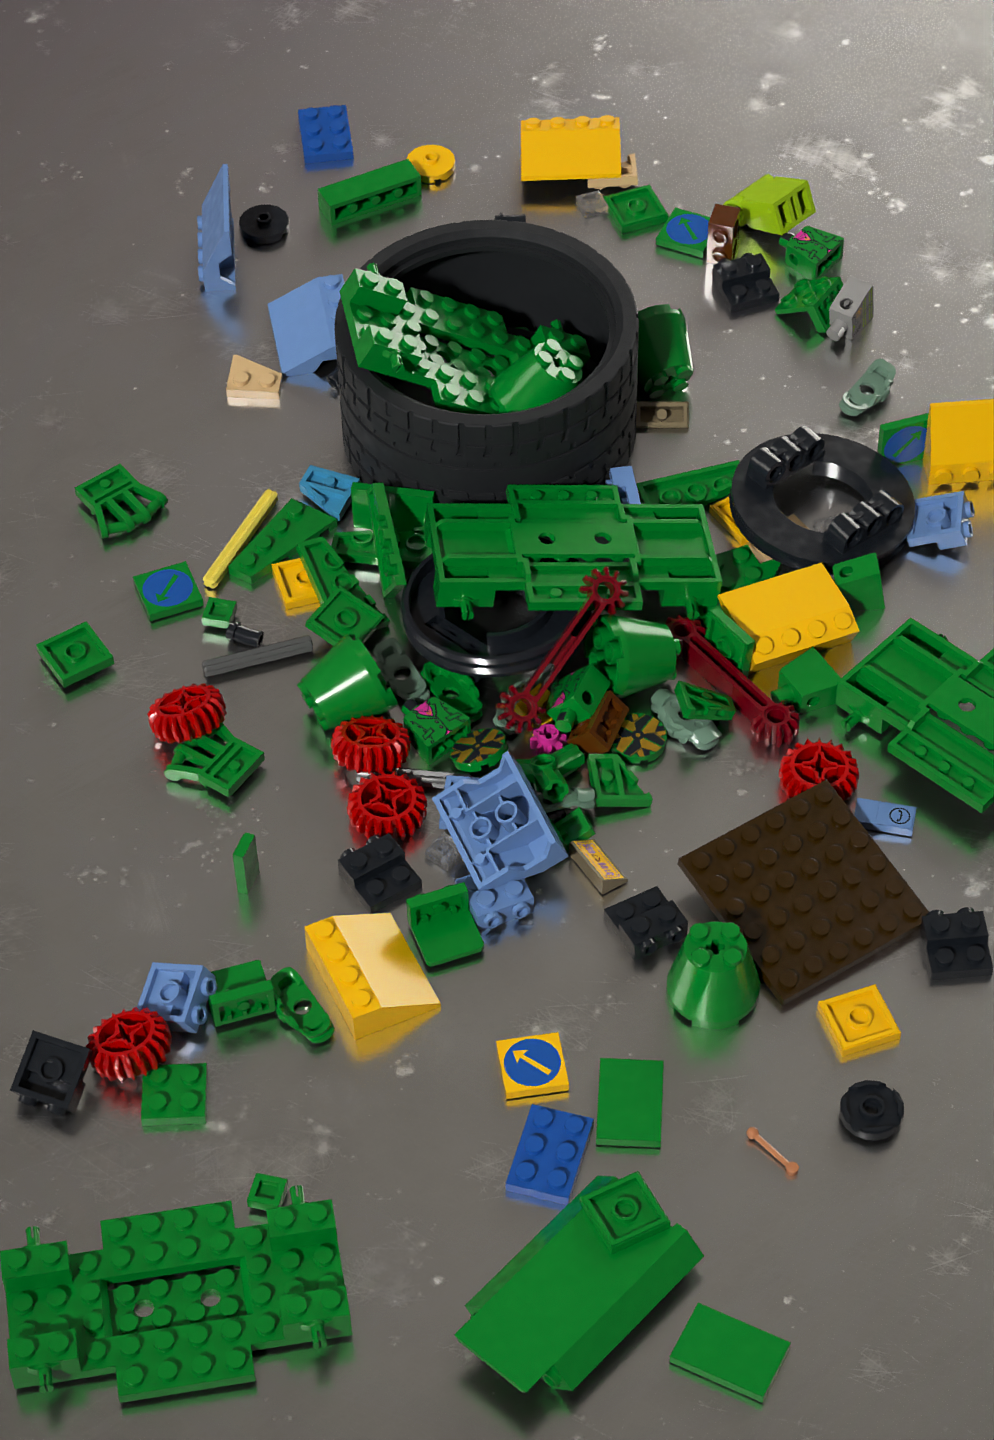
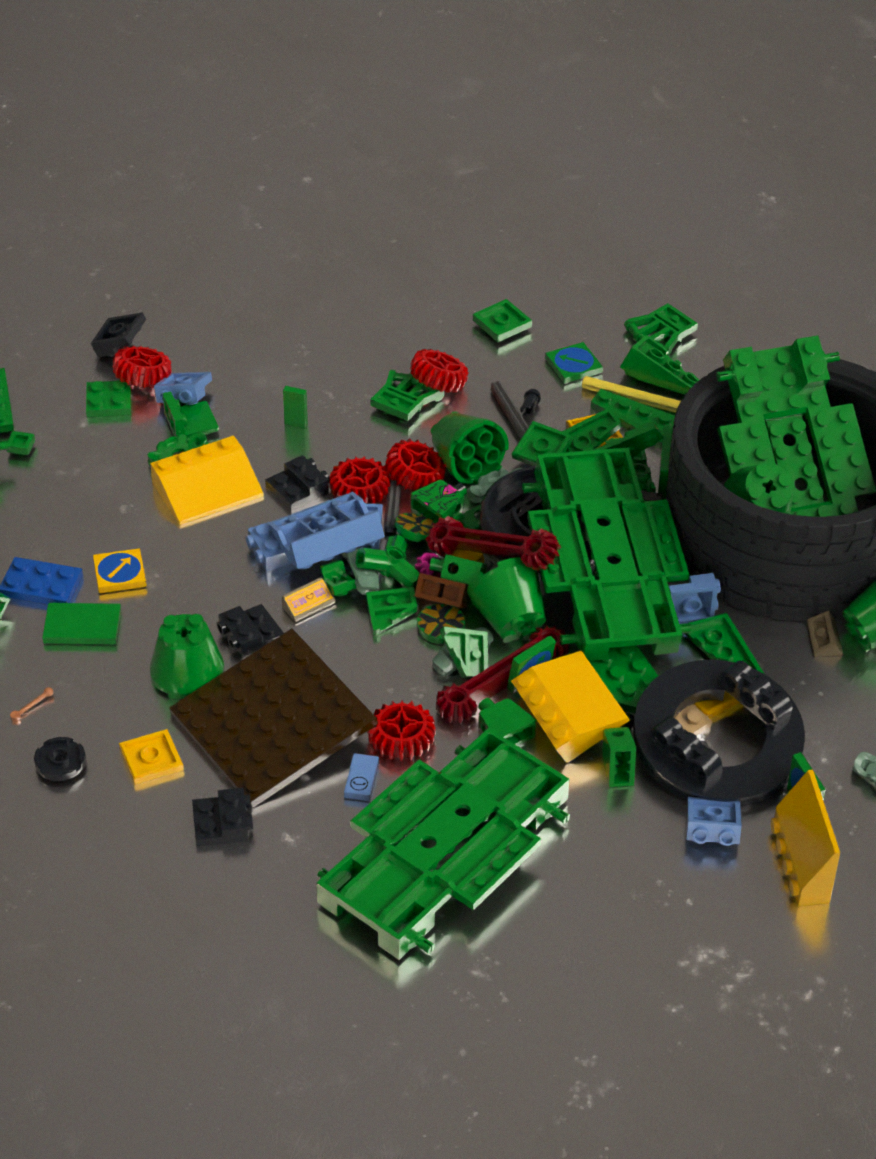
camera: 85 degrees right, 5 degrees down
(203, 508) = (651, 364): none -> green wedge
(219, 612) = (551, 387): green plate -> none
(444, 924) = (237, 518): green bracket -> none

